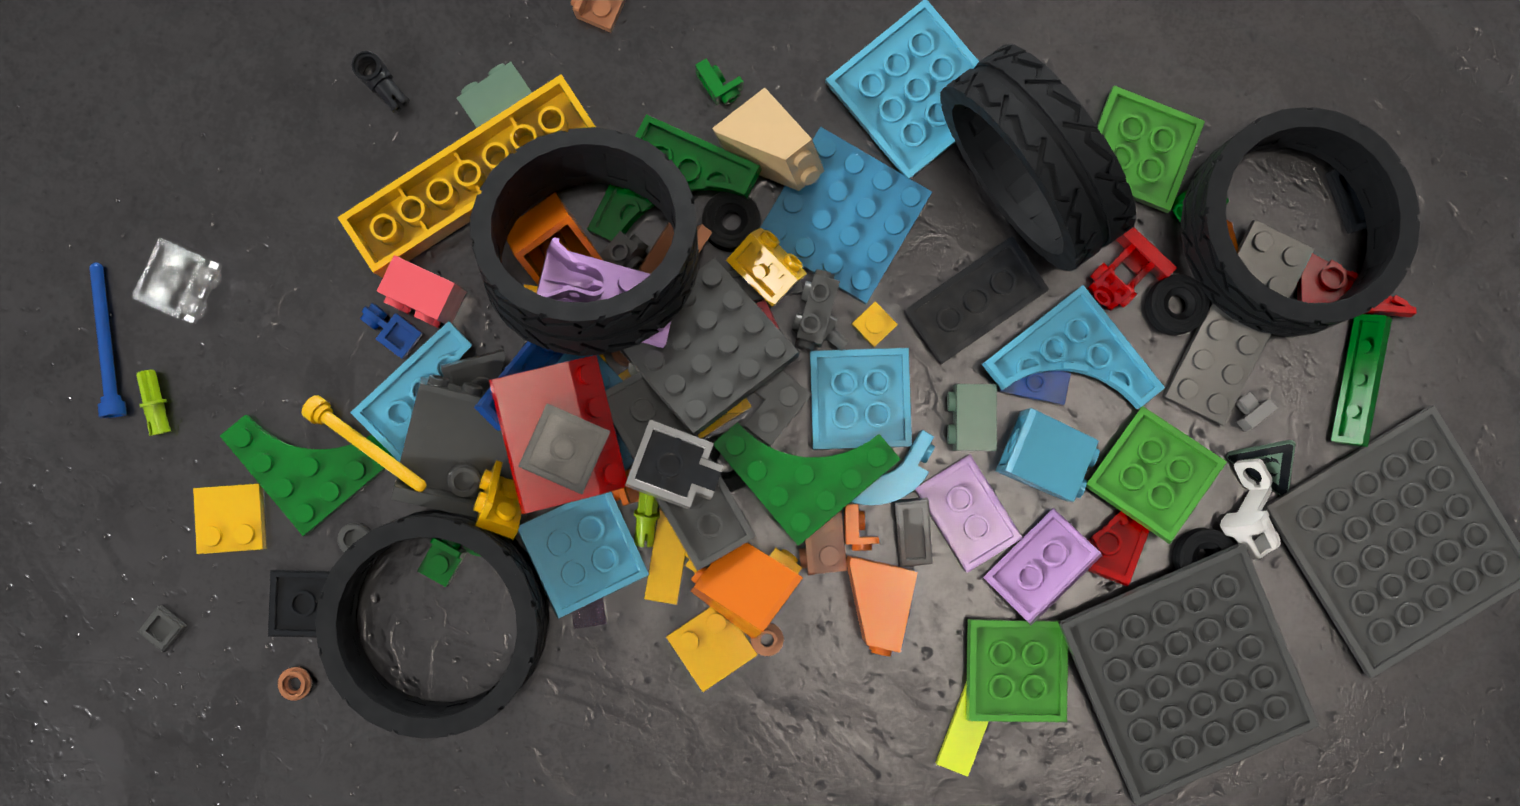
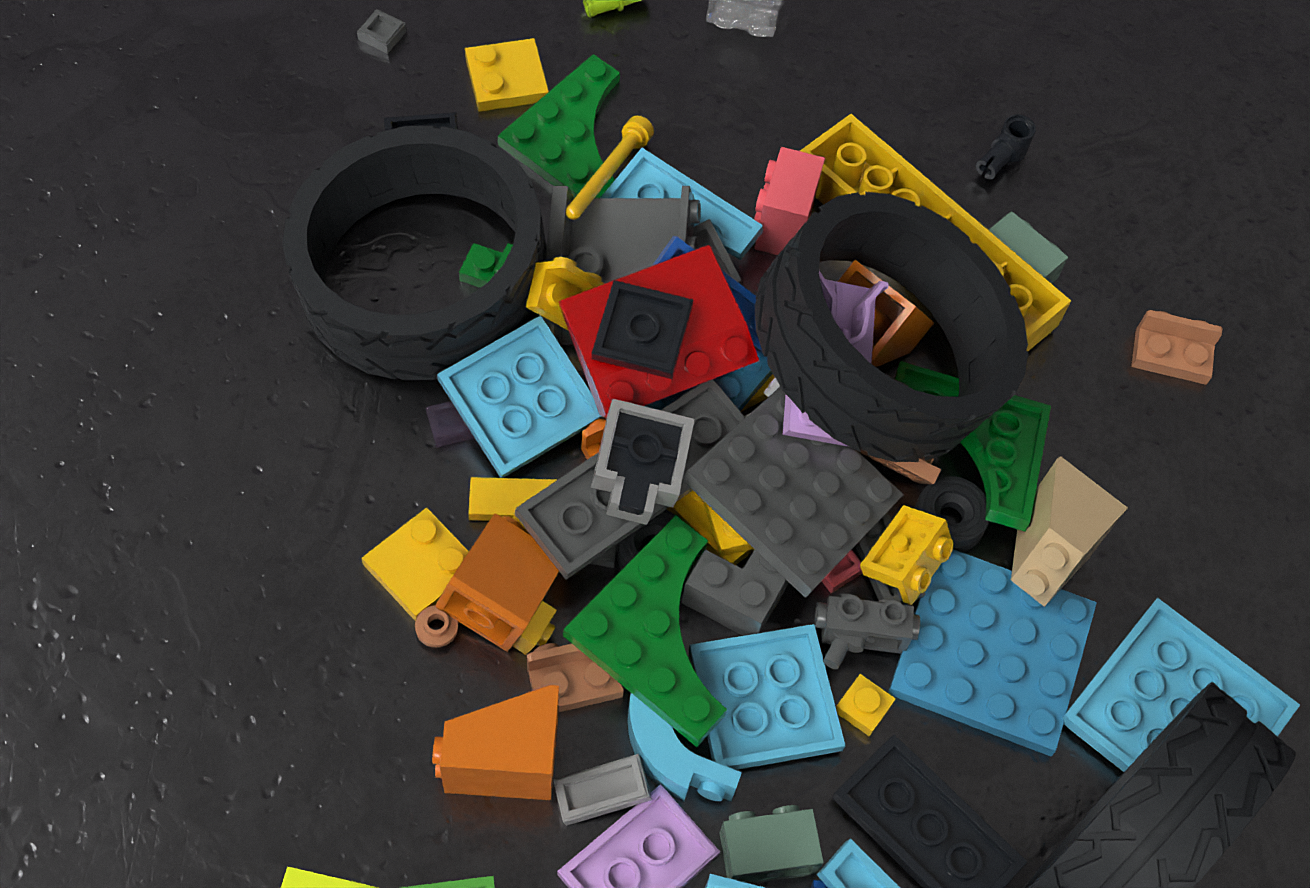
camera: 75 degrees right, 25 degrees down
(285, 687) = (328, 141): nougat plate -> none
(396, 335) = (742, 189): blue plate -> none
(646, 520) = (559, 465): lime axle -> none
(712, 80) = (1115, 472): green bracket -> none
(853, 522) = (599, 707): orange bracket -> none

